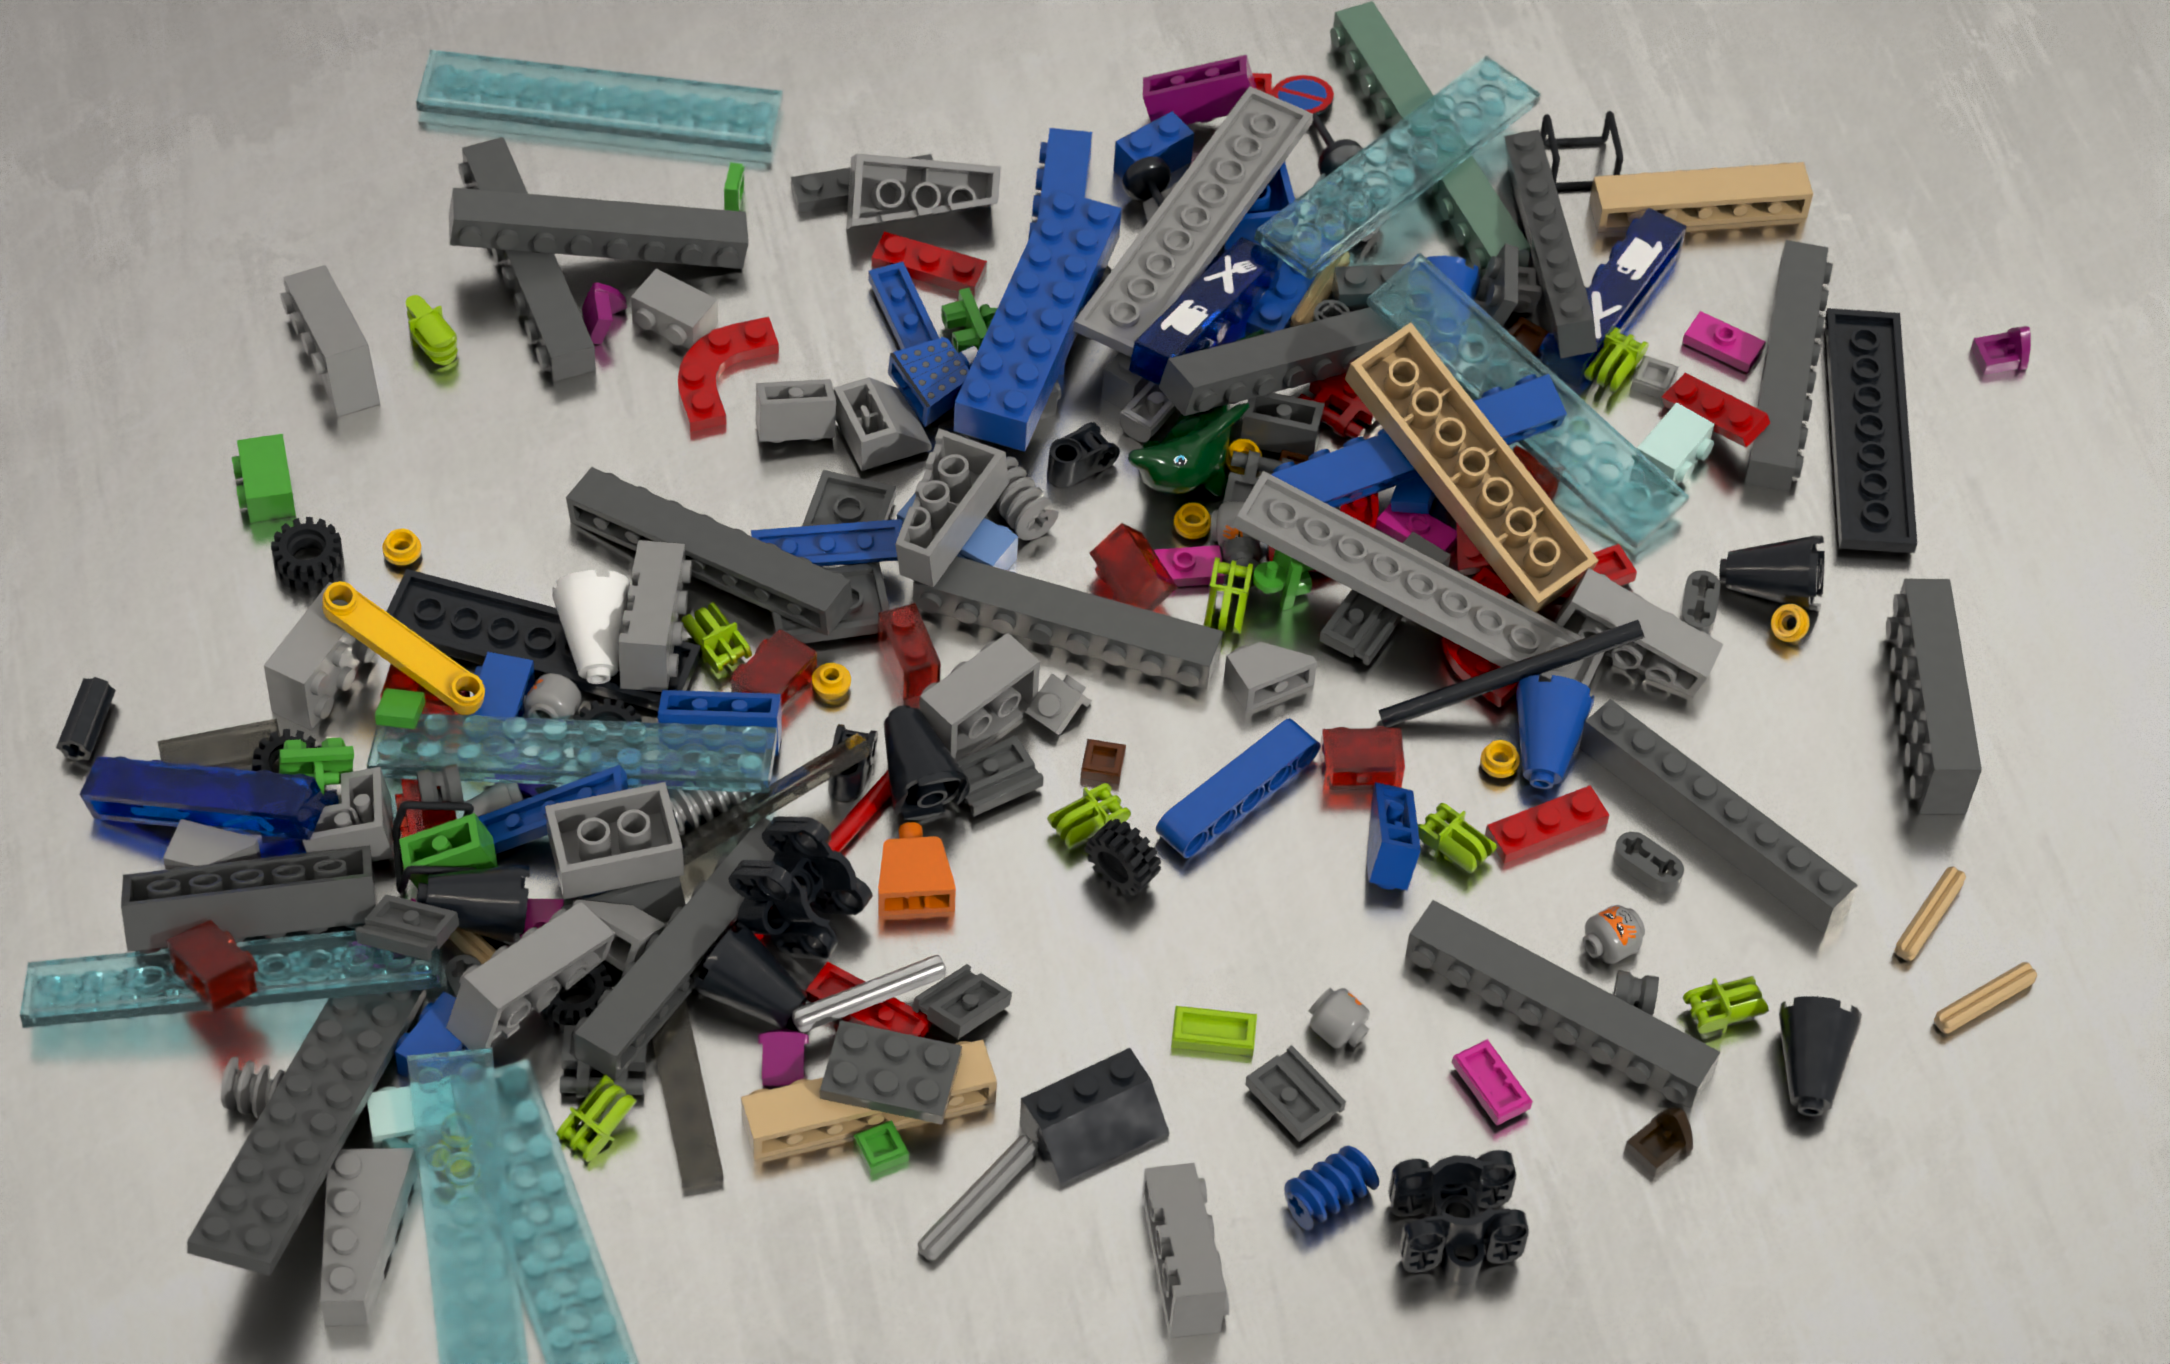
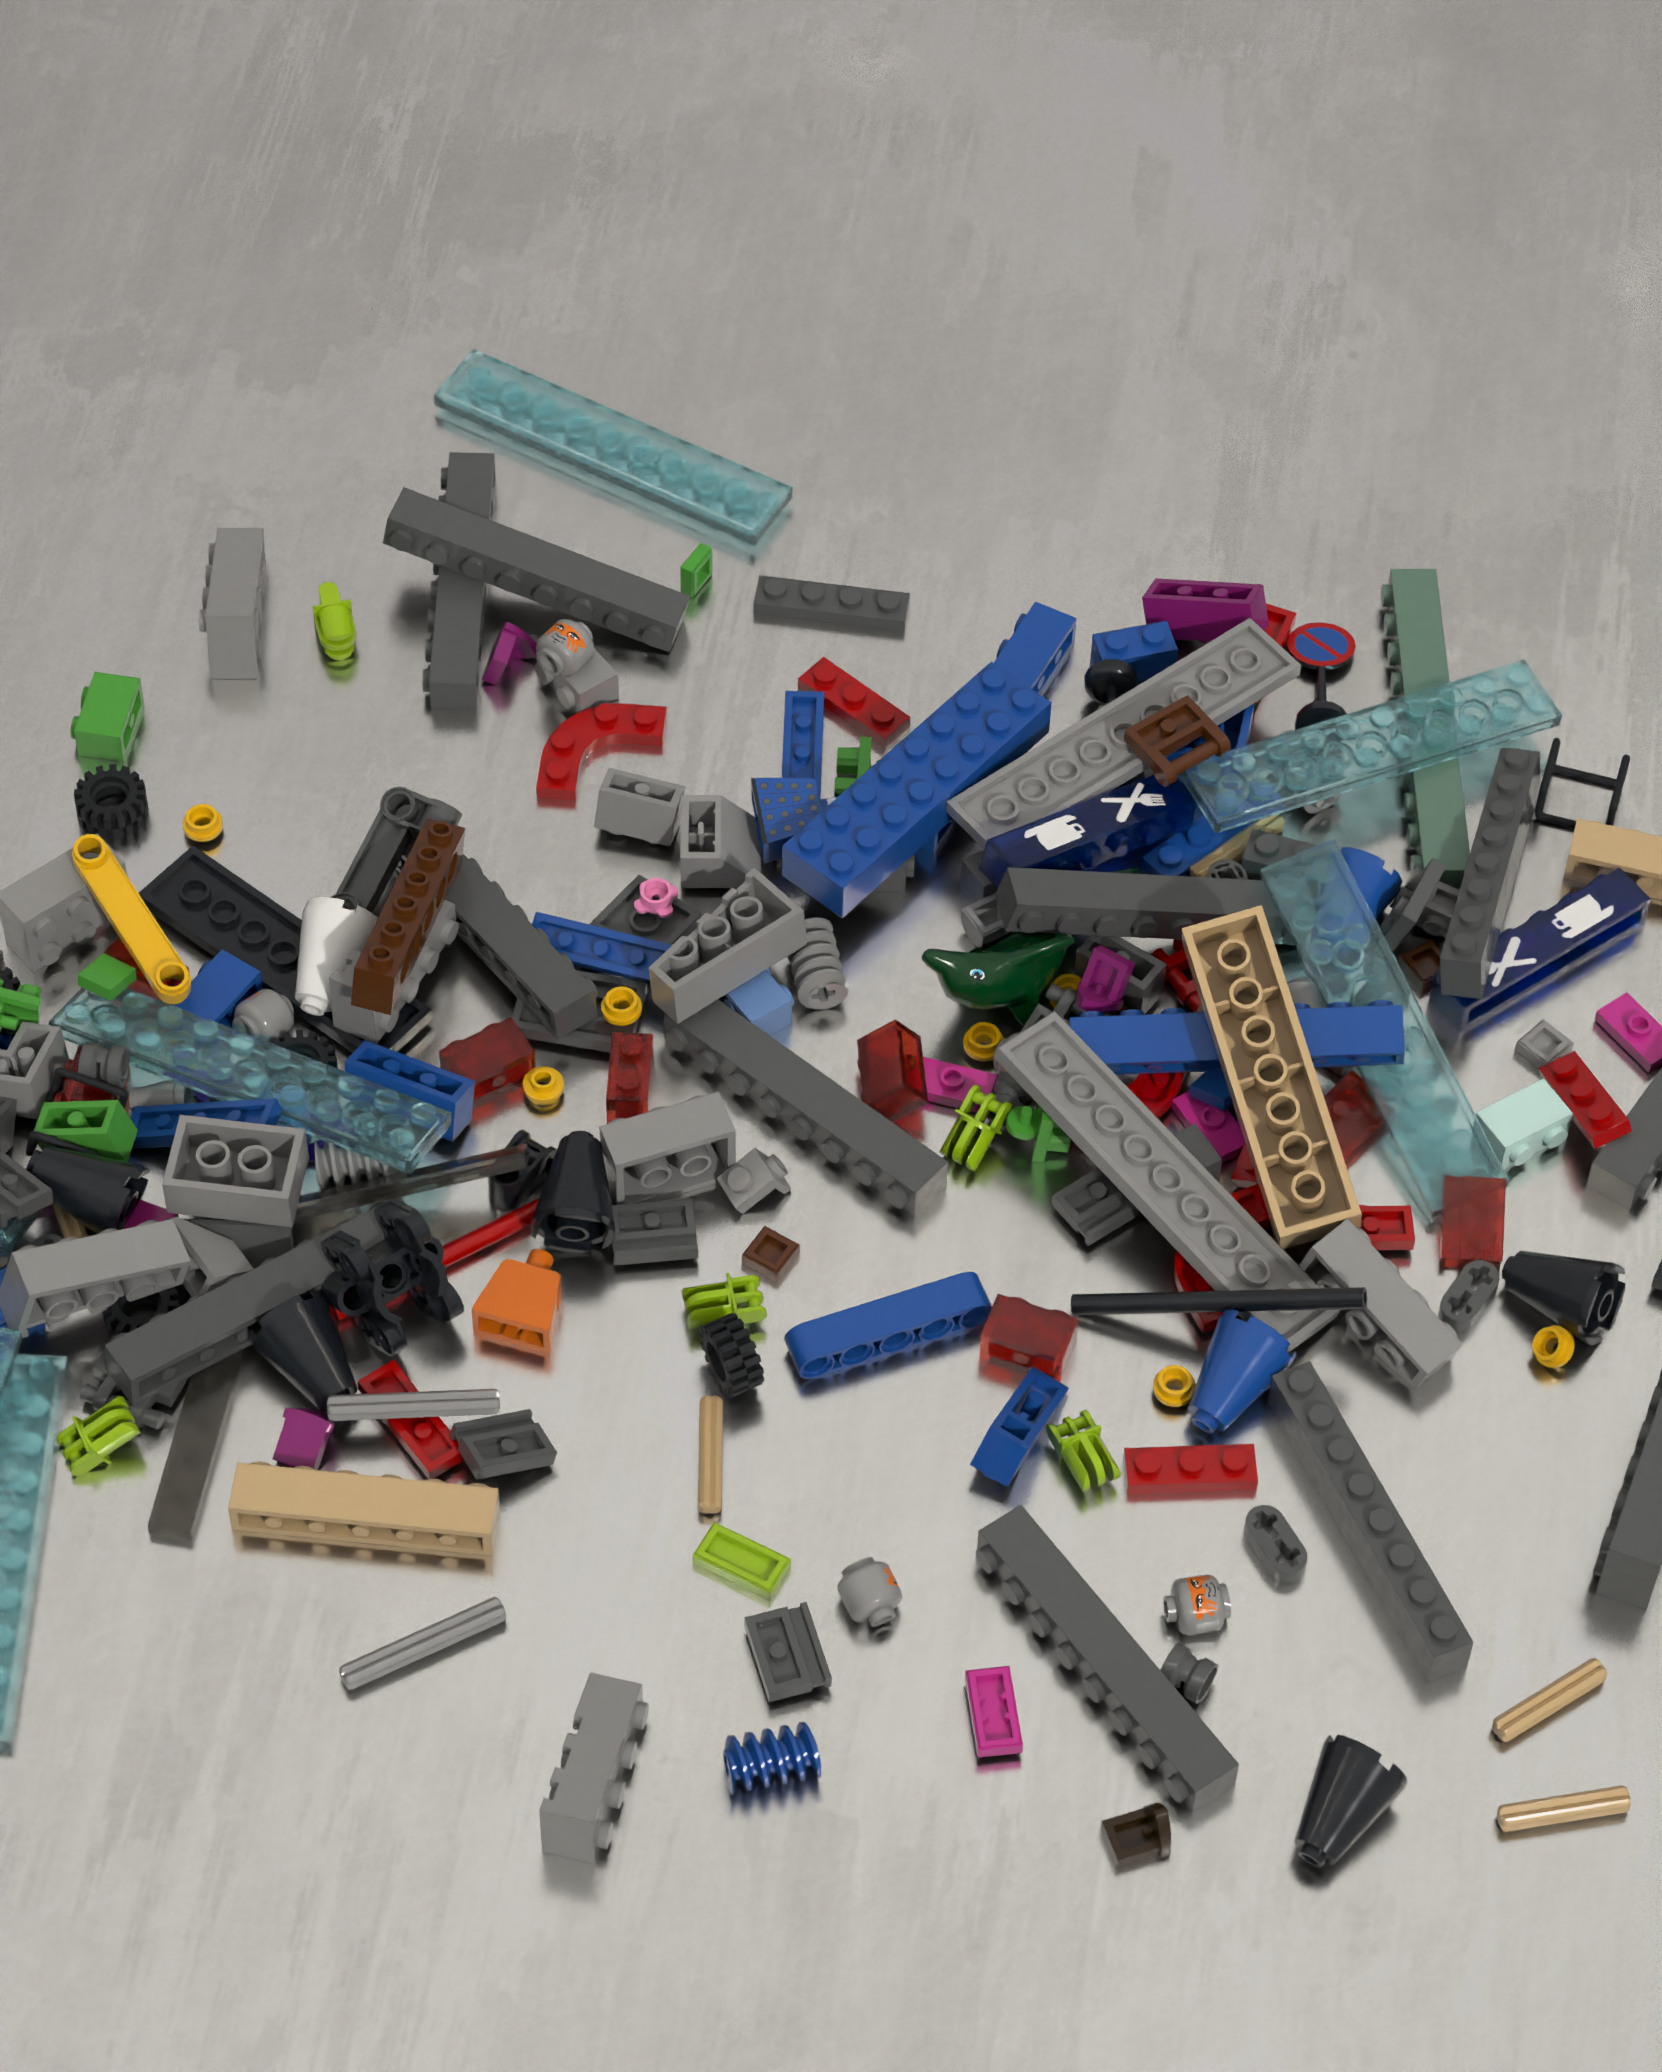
camera: 25 degrees right, 0 degrees up
(624, 480) = (387, 843): none -> dark grey piece
(661, 566) = (407, 917): none -> reddish brown brick
(663, 289) = (565, 648): none -> light grey head
(718, 638) = (453, 1014): lime arm -> none
(849, 477) = (656, 889): none -> bright pink plate
(868, 581) = (621, 998): none -> yellow plate
(881, 1147) = (356, 1561): bright green tile -> none
(891, 1072) = (389, 1489): dark grey plate -> none
(908, 188) = (862, 621): light grey wedge -> none
(1080, 456) = (900, 939): black piece -> none
(1094, 1117) = (573, 1604): black slope -> none
(1142, 950) = (710, 1455): none -> tan axle
(1237, 201) = (1169, 731): none -> reddish brown plate
(1267, 673) = (978, 1220): light grey slope -> none
(1279, 435) = (1104, 981): none -> magenta tile
(1454, 1215) = (859, 1793): black piece -> none
(1616, 359) = (1508, 1014): lime arm -> none
(1674, 538) = (1472, 1219): none -> clear red plate
(1727, 1001) = (1285, 1716): lime arm -> none

